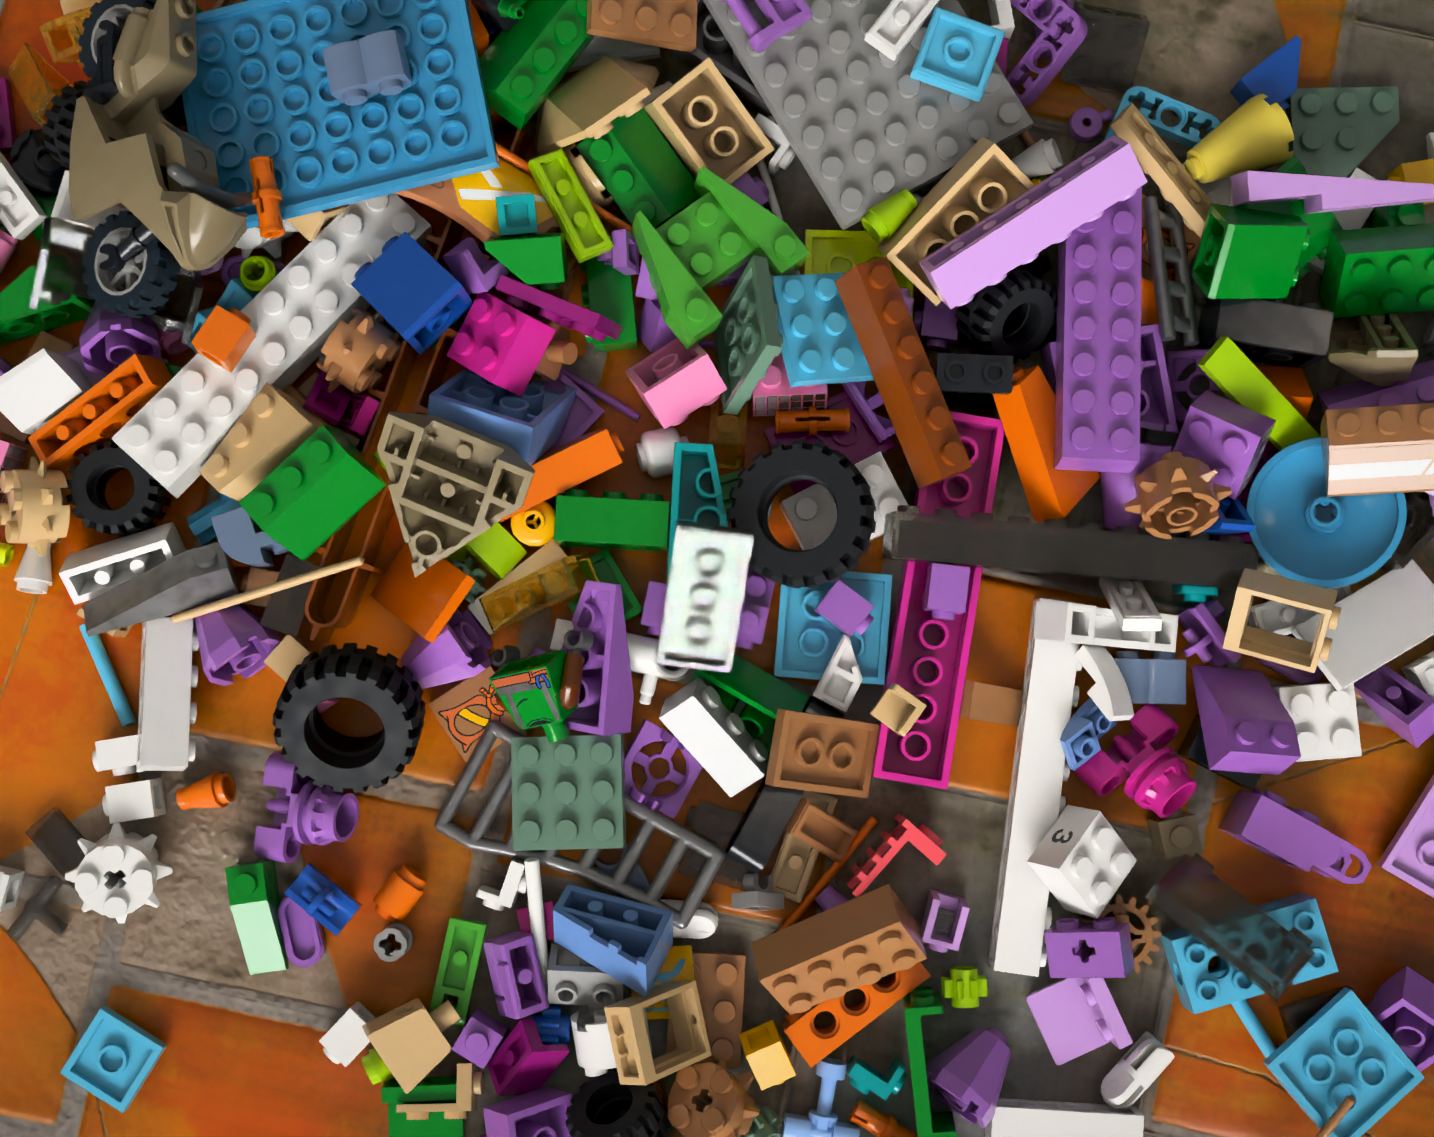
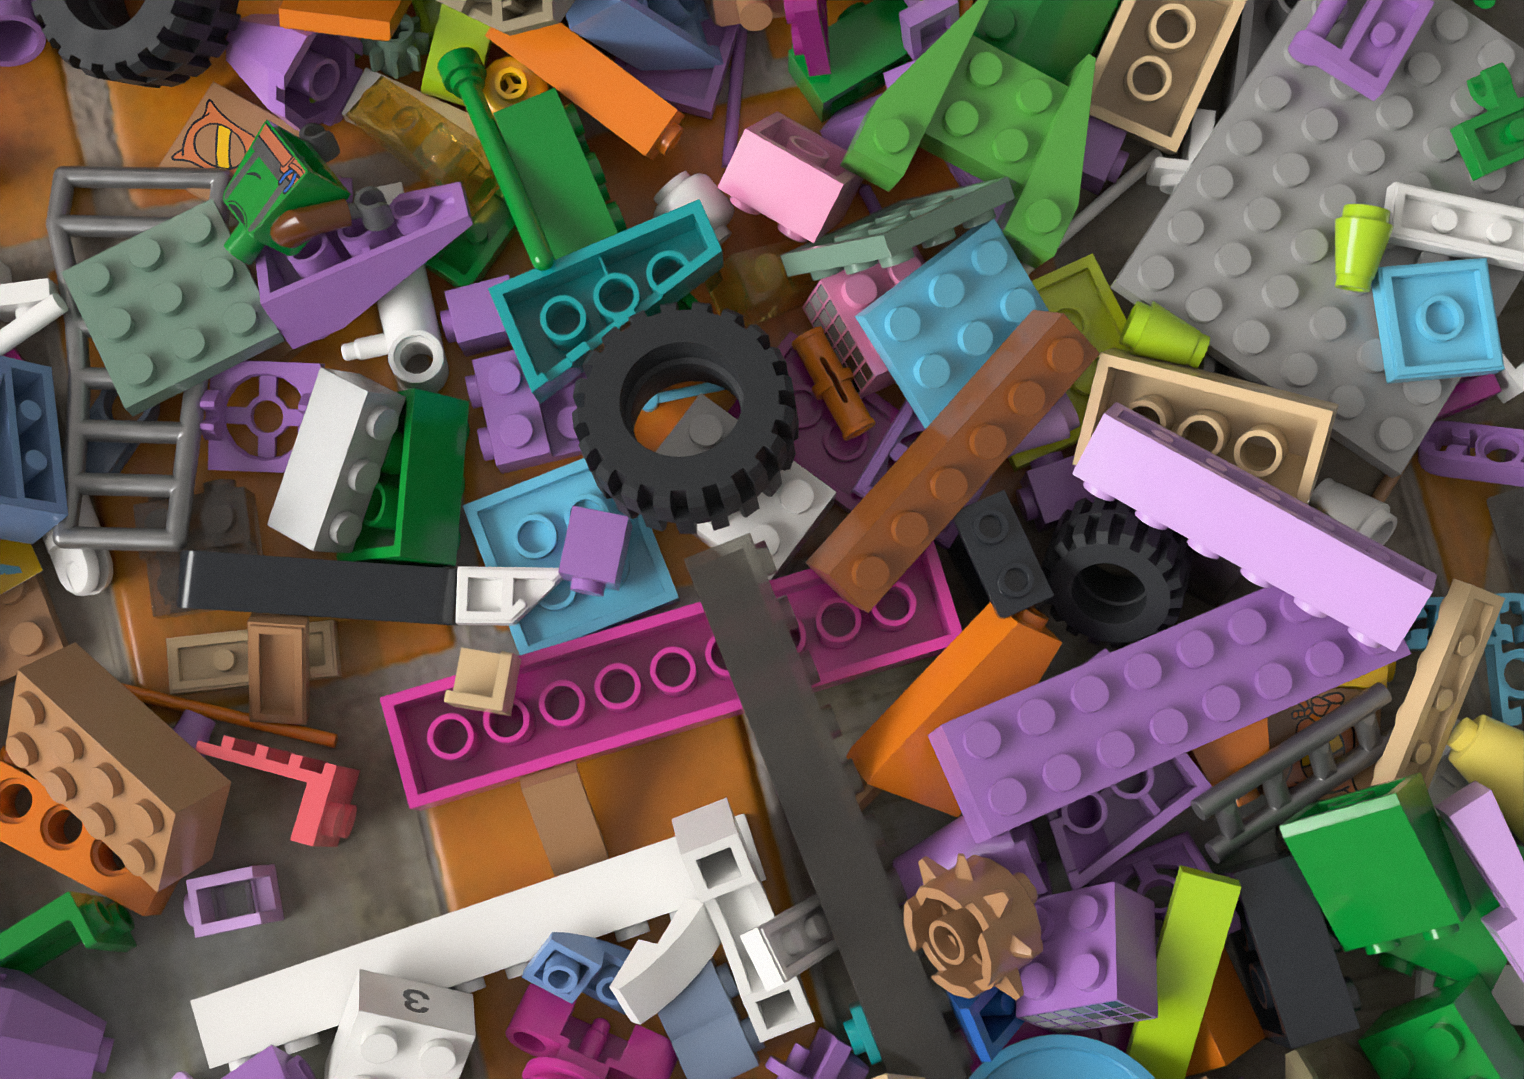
camera: 65 degrees right, 5 degrees down
(514, 547) = (465, 78): none -> green piece
(704, 596) = (508, 337): clear smoke tile -> none
(758, 894) = (148, 627): light grey tile -> none
(822, 753) = (376, 610): medium nougat plate -> none
(895, 74) = (1360, 245): none -> lime cone
(946, 590) = (681, 667): medium lavender brick -> none
(964, 986) = (153, 974): lime gear -> none
(1092, 118) = (1458, 560): medium lavender piece -> none

